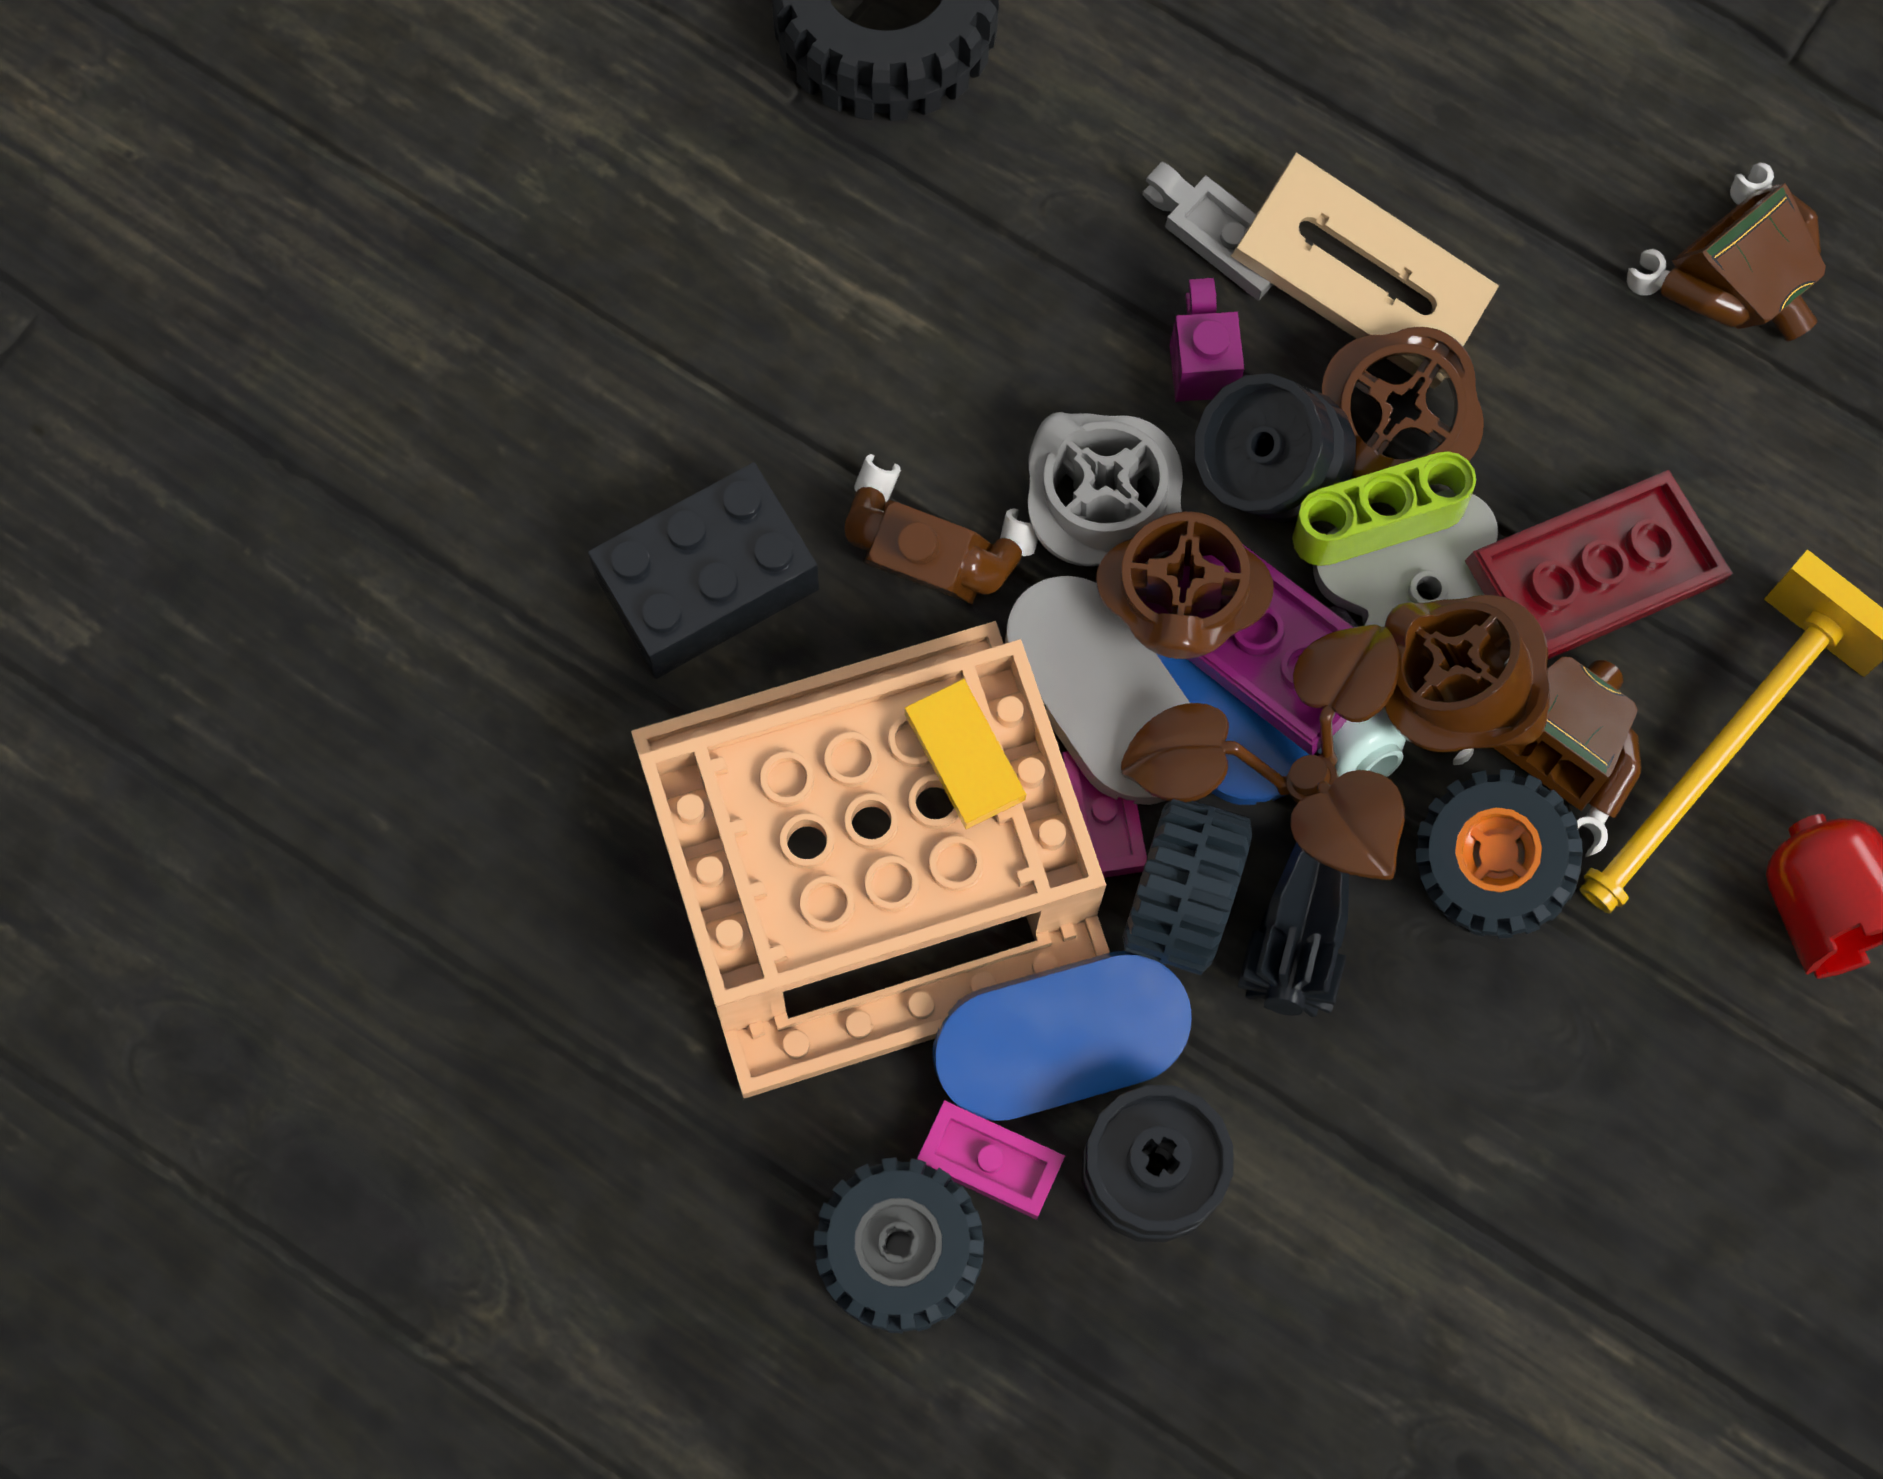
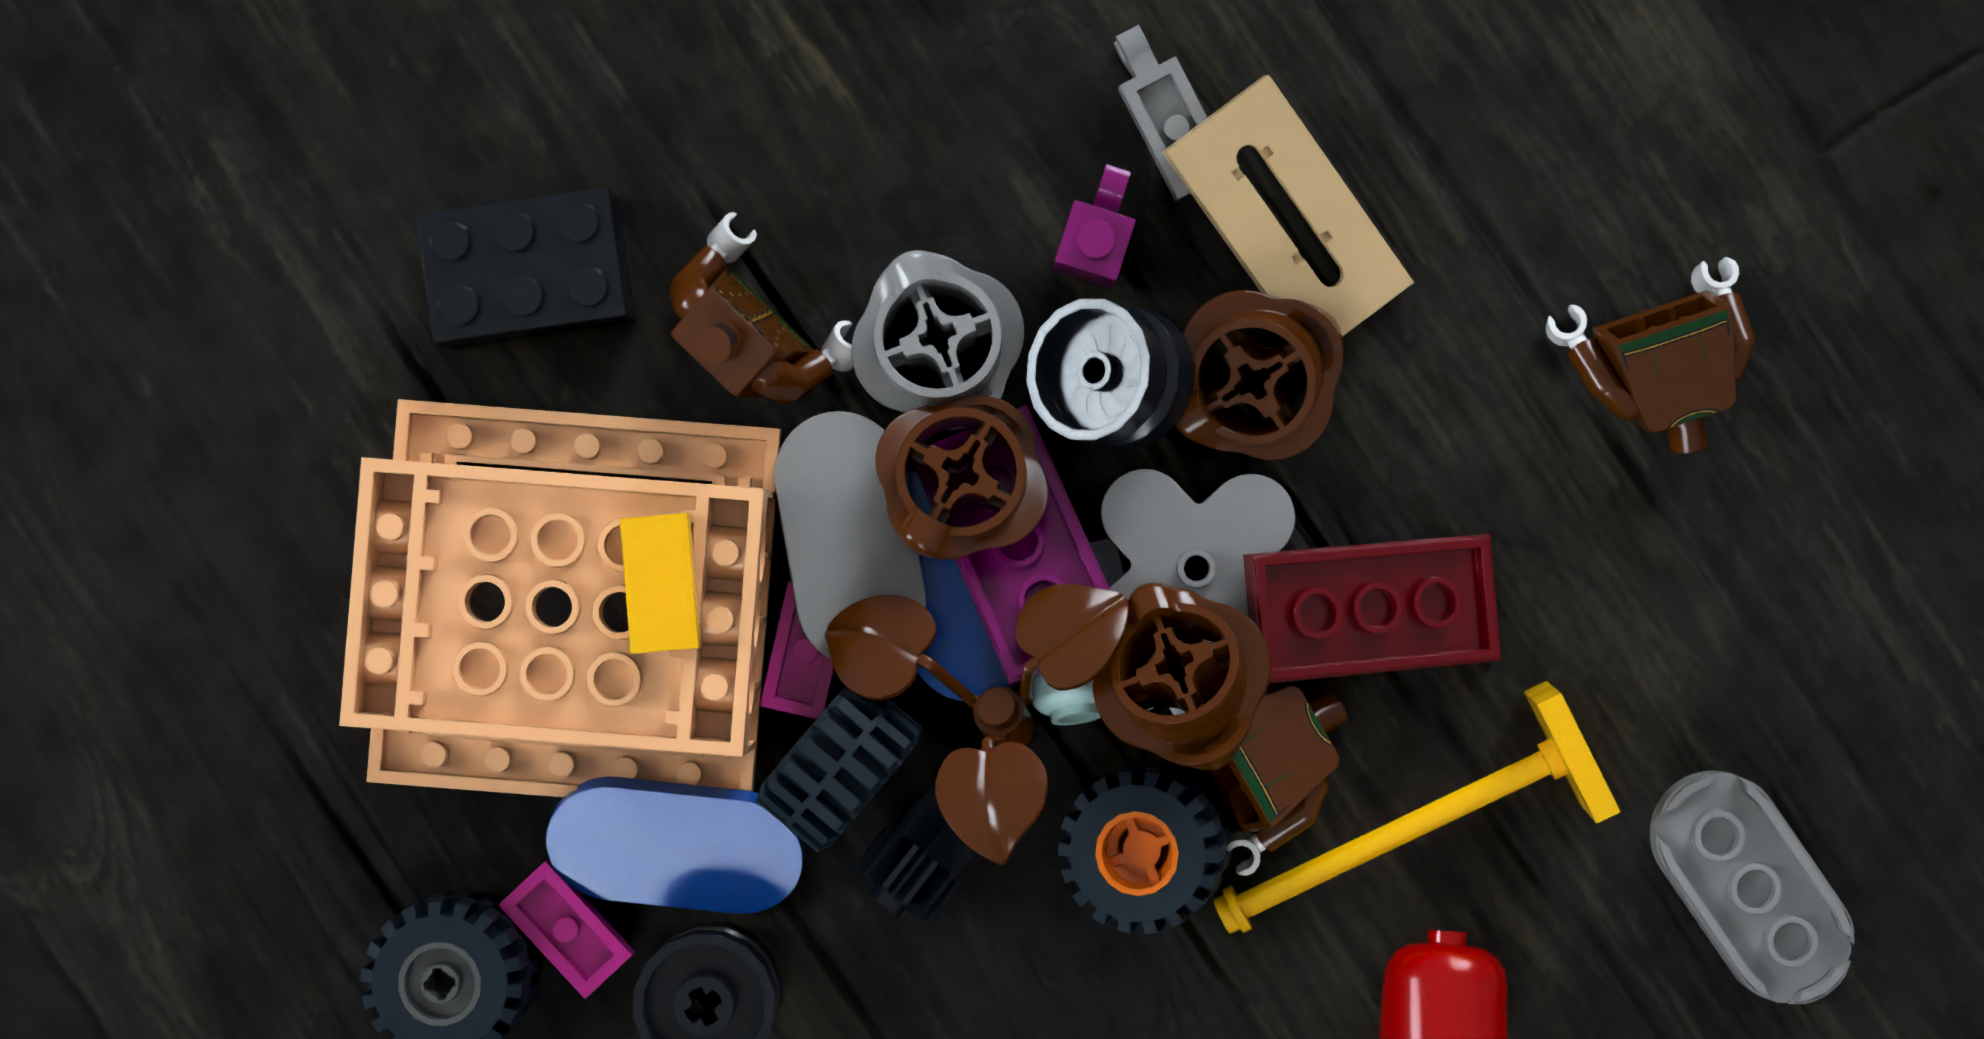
camera: 25 degrees right, 15 degrees up
(1400, 486) = (1214, 464): lime beam -> none

